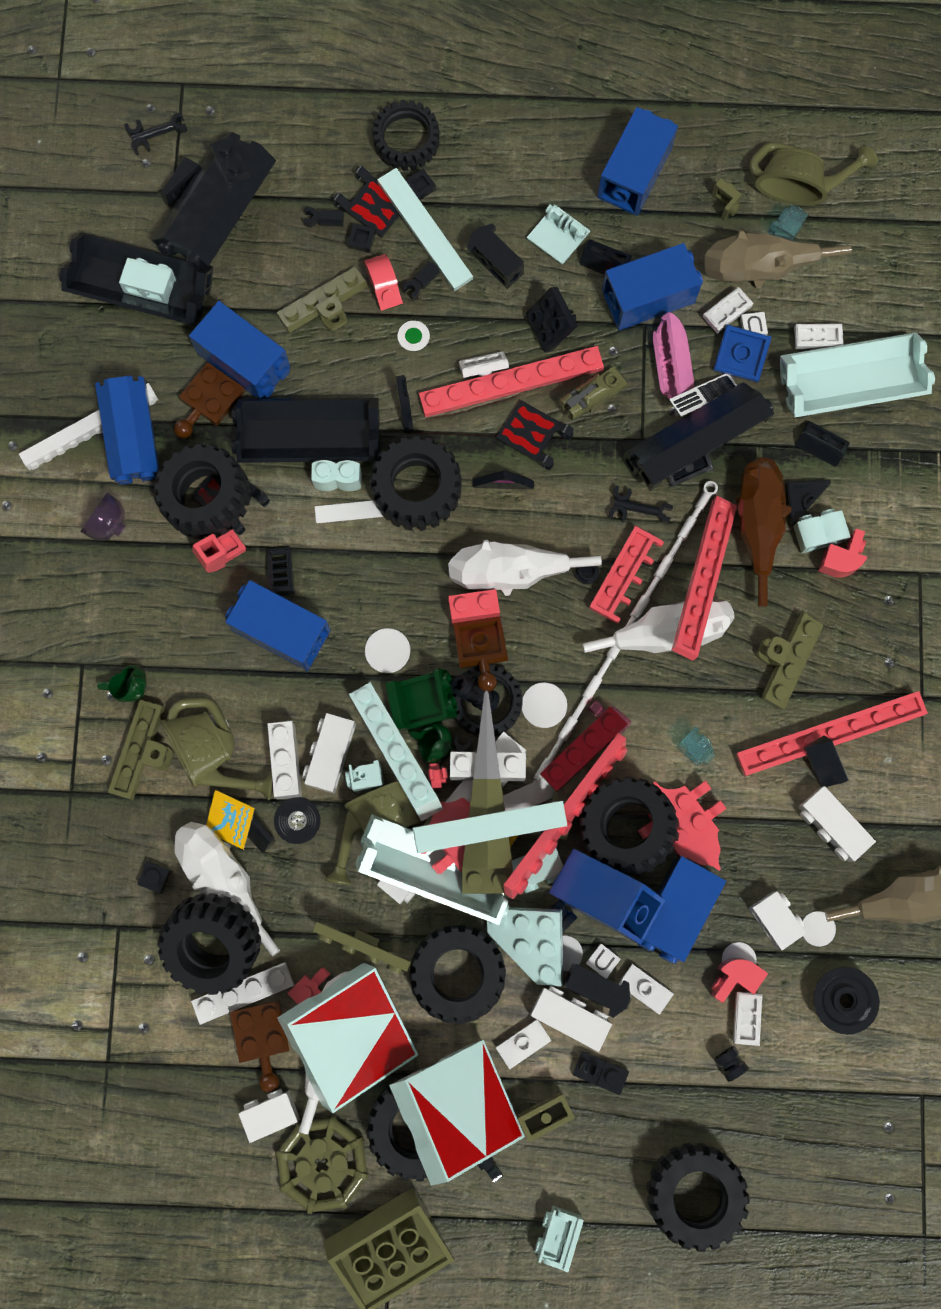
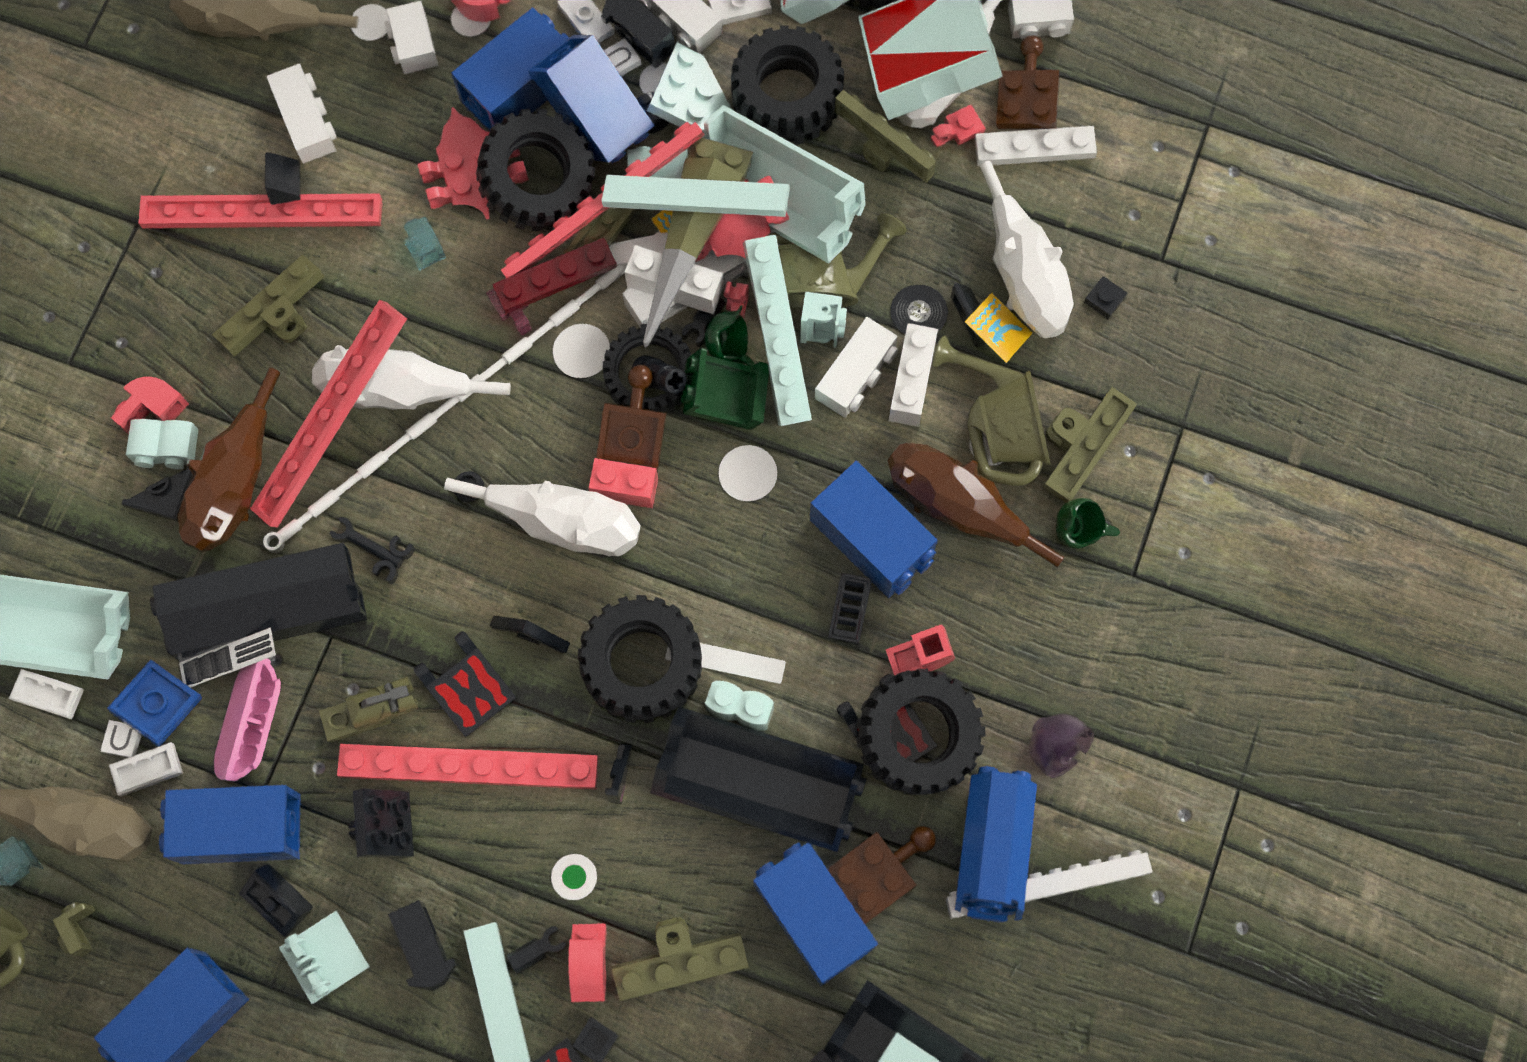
camera: 160 degrees left, 5 degrees down
(193, 965) = (1058, 187): black tyre -> none
(222, 671) = (960, 497): none -> reddish brown piece
(483, 364) = (495, 797): white plate -> none
(623, 573) = (424, 470): coral hinge -> none
(822, 443) = (108, 555): black slope -> none

